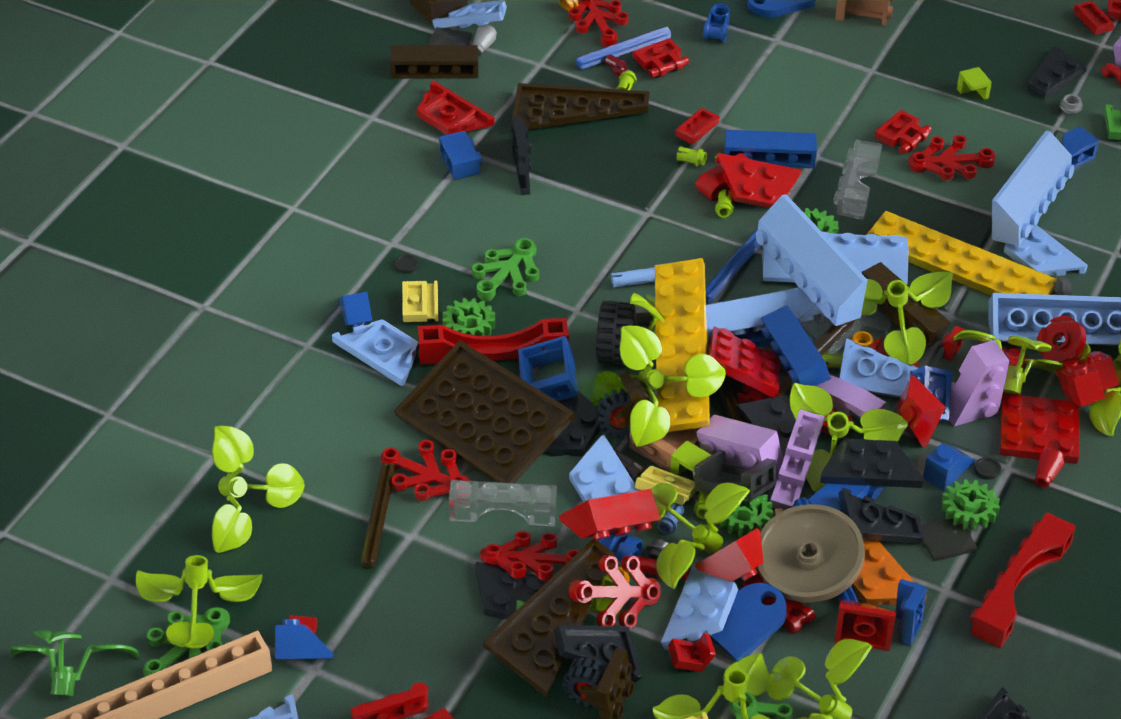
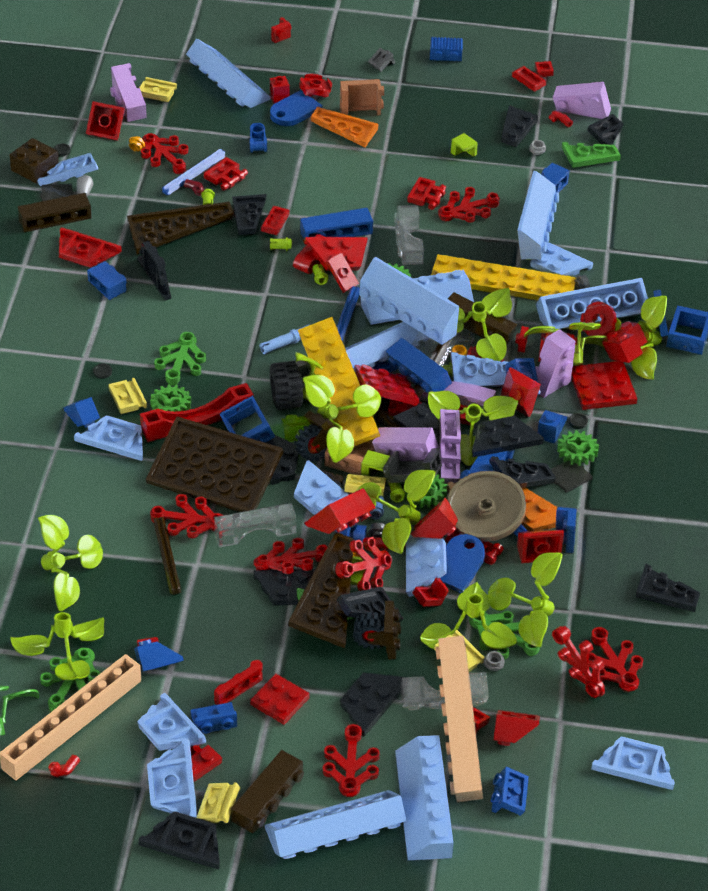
camera: 20 degrees left, 0 degrees up
(668, 109) = (248, 212): none -> black wing
(749, 205) = (342, 272): none -> plate
(834, 30) = (349, 127): none -> orange wing
(998, 613) = (625, 515): red arch -> none
(1048, 466) = (619, 409): red cone -> none

